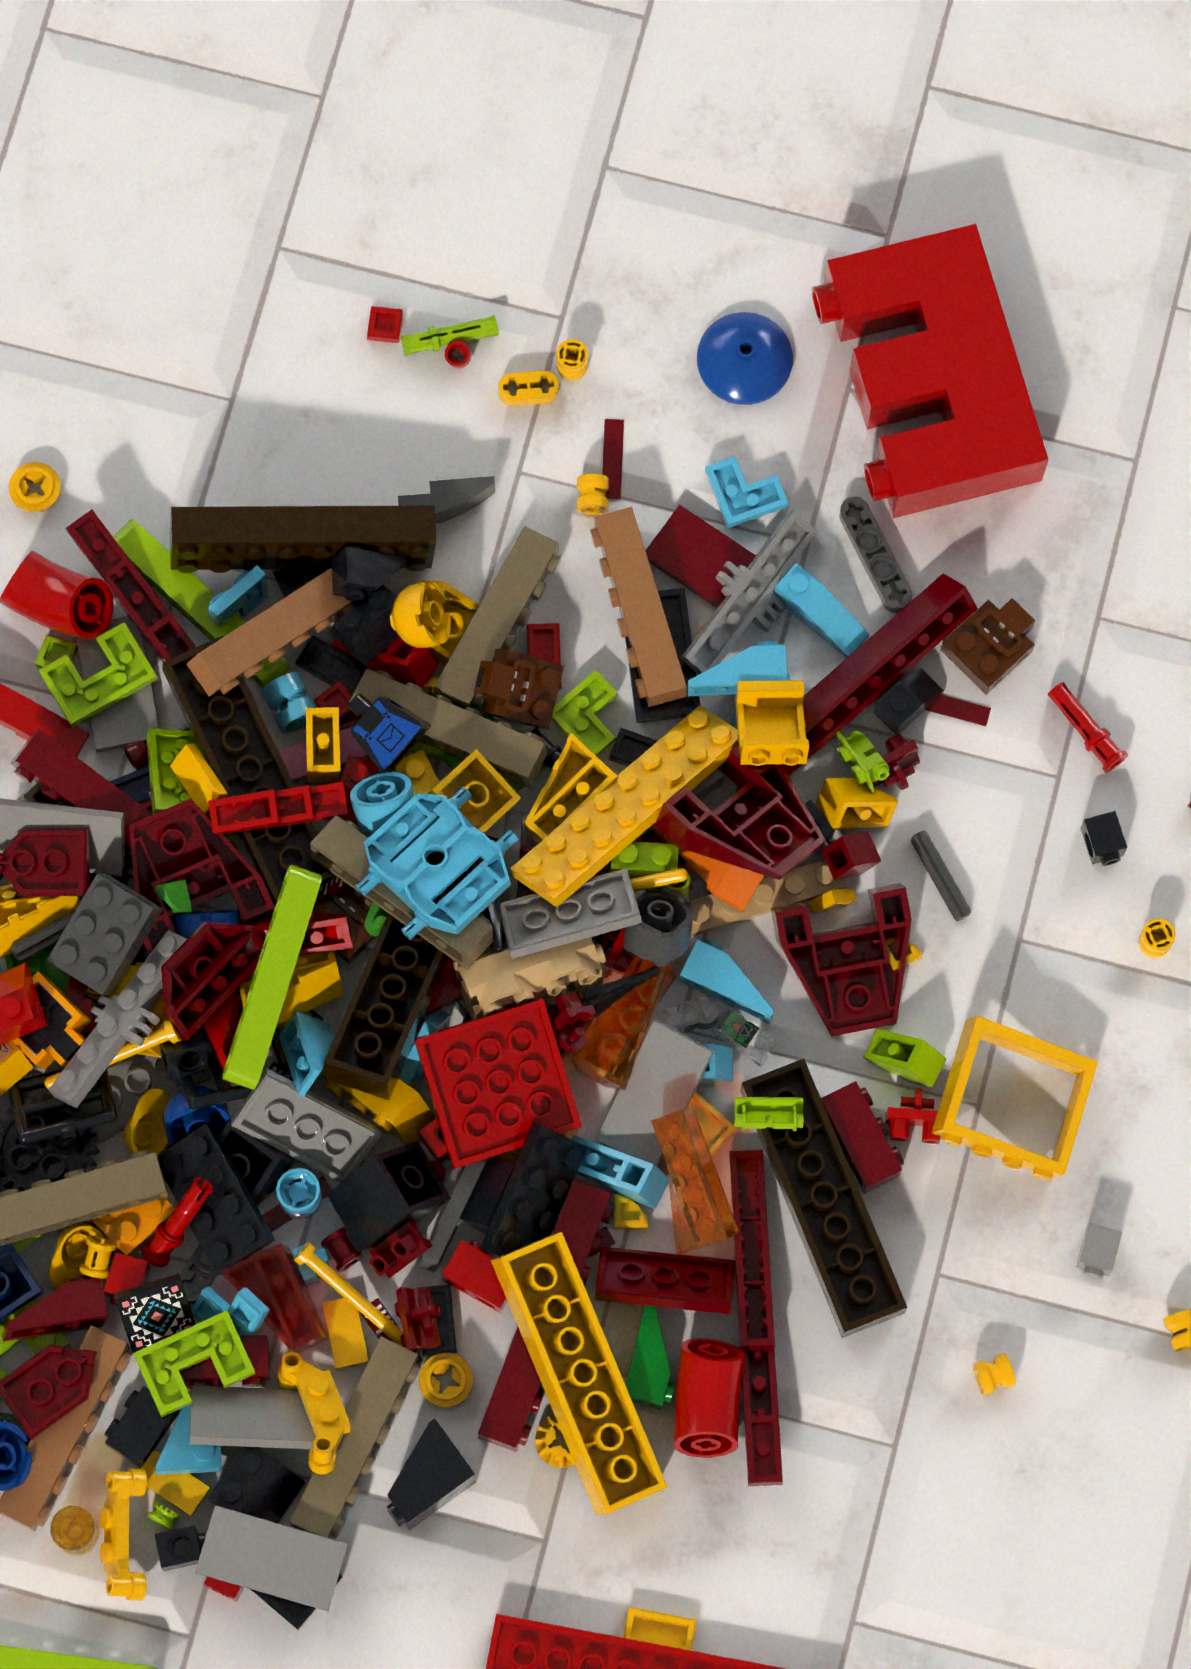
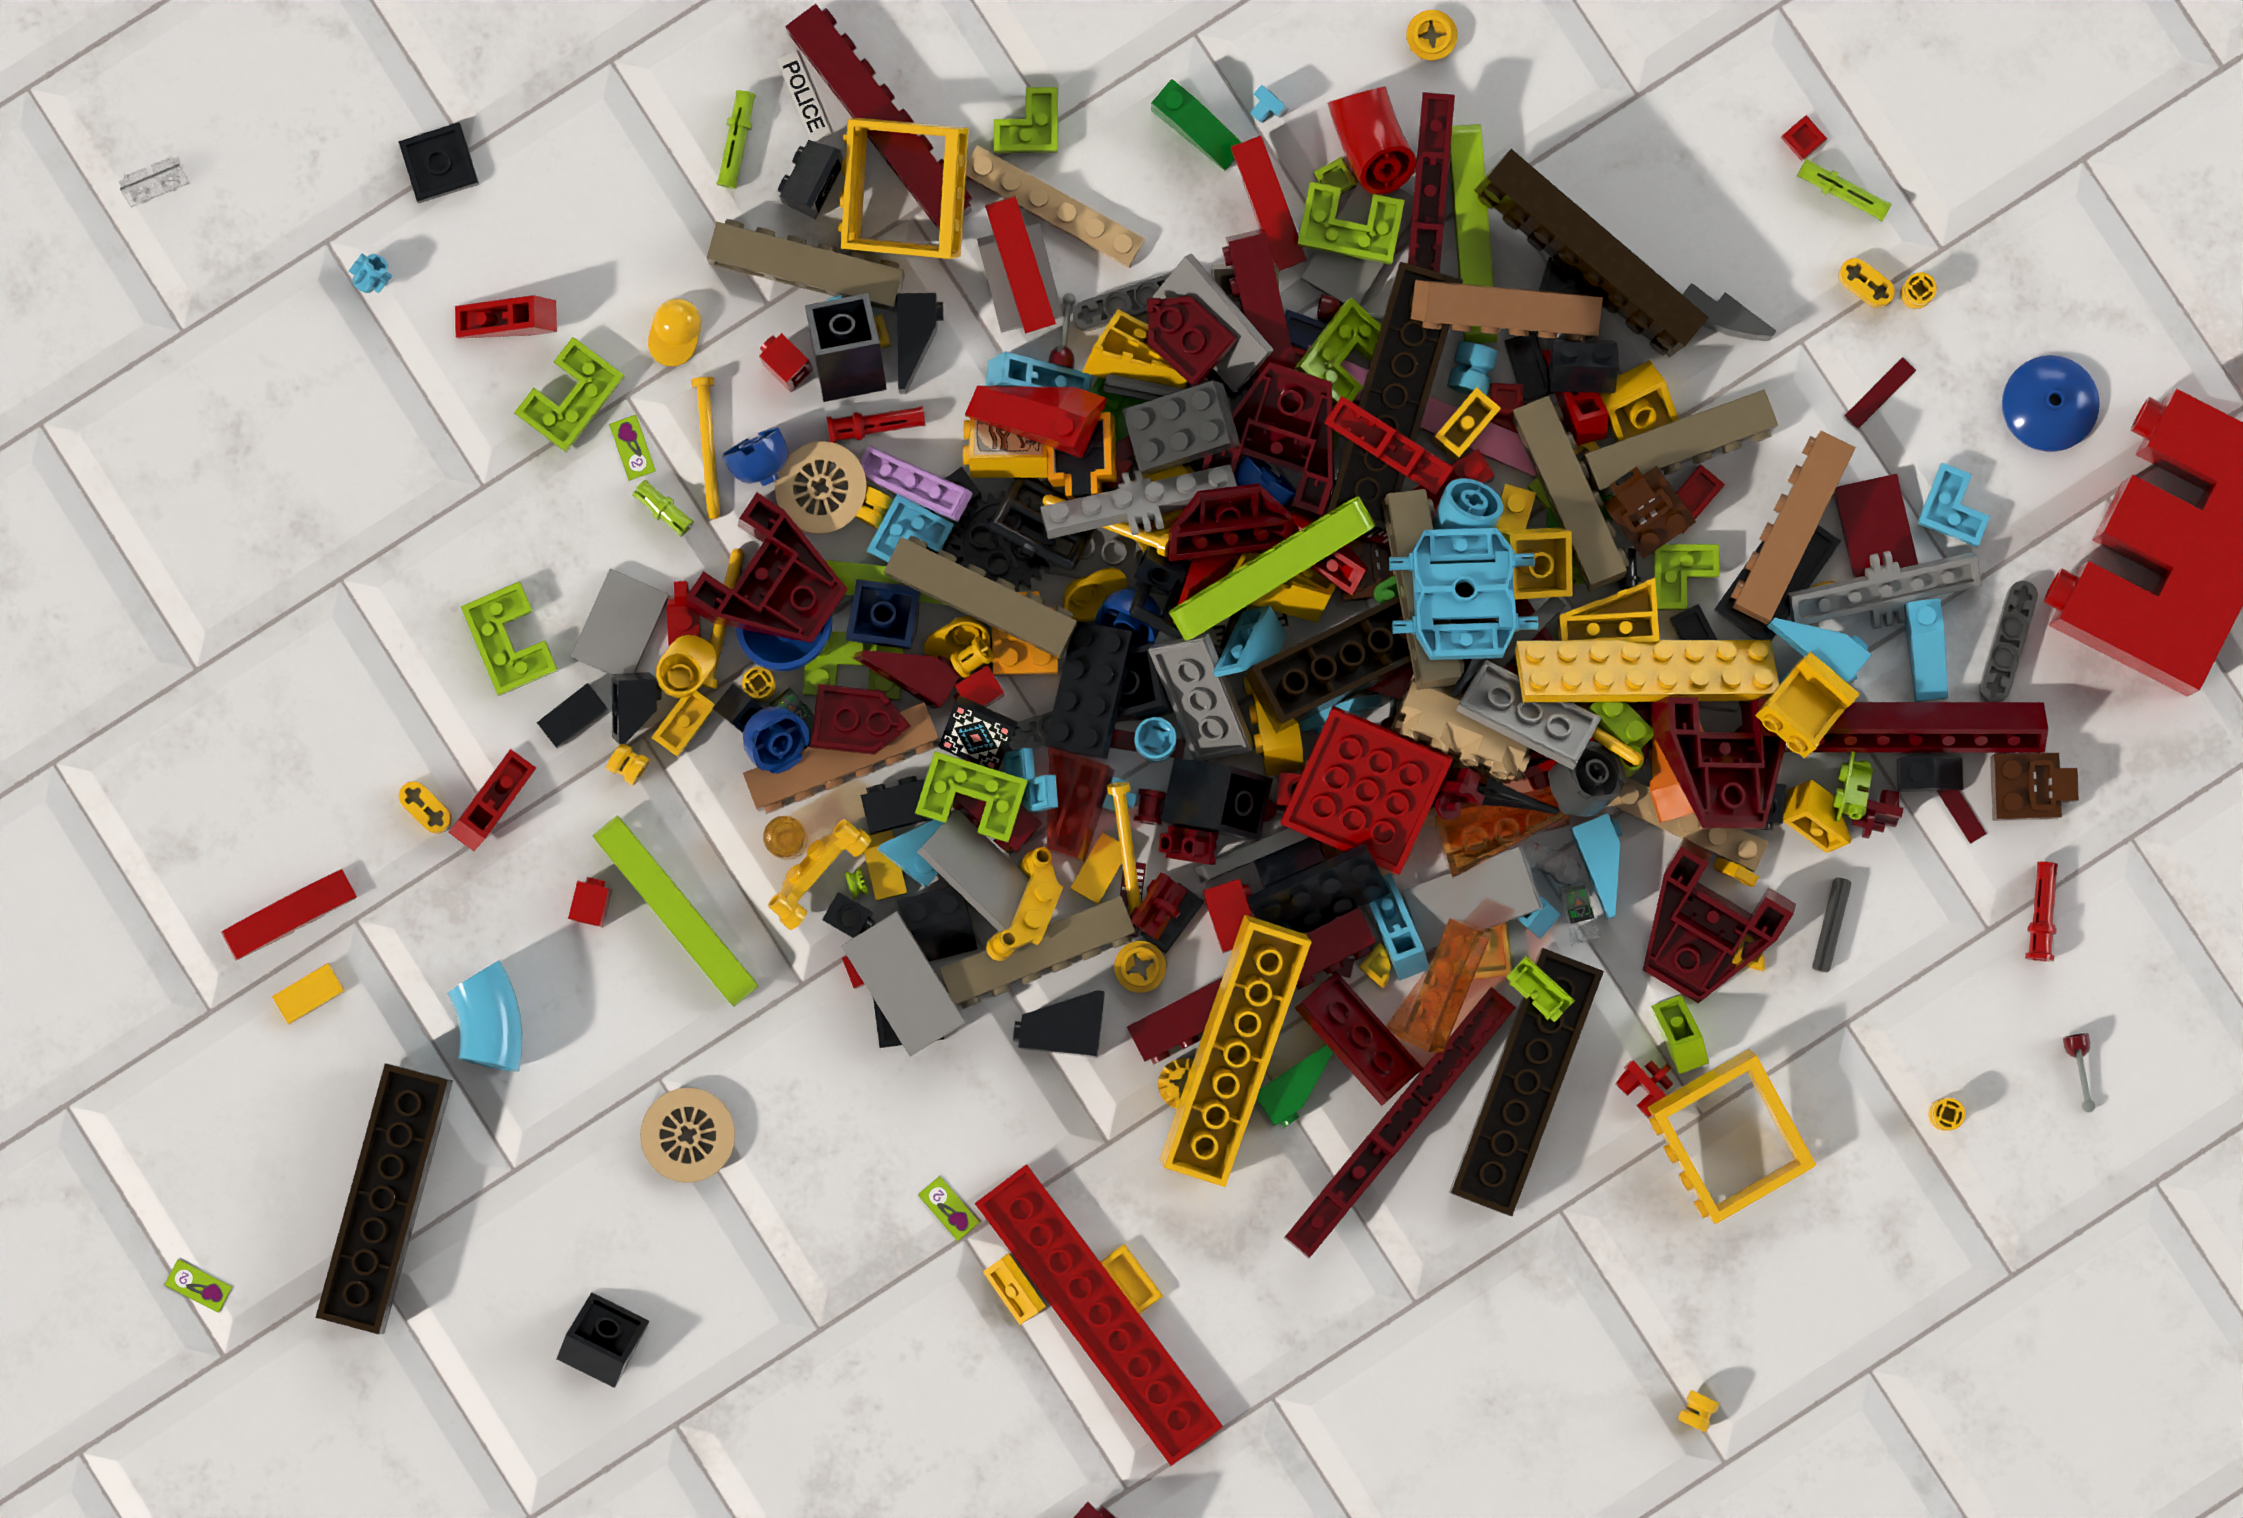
camera: 50 degrees right, 10 degrees up
(170, 1232) = (1038, 686): red pin -> none
(175, 895) = (1257, 443): bright green tile -> none
(197, 777) = (1351, 369): yellow tile -> none
(244, 596) = (1515, 258): medium azure plate -> none
(361, 571) = (1609, 320): black slope -> none
(385, 730) = (1519, 456): torso -> none
(420, 615) = (1621, 394): yellow cylinder -> none
(452, 359) = (1829, 210): red hinge -> none
(592, 494) = (1838, 408): yellow wheel -> none
(708, 1398) = (1313, 1148): red brick -> none
(851, 855) = (1778, 852): dark red brick -> none
(862, 1137) = (1596, 1063): dark red brick -> none
(991, 1375) = (1530, 1317): yellow wheel -> none
(1098, 1251) = (1689, 1300): light grey brick -> none
(1104, 838) = (1977, 1007): black brick -> none

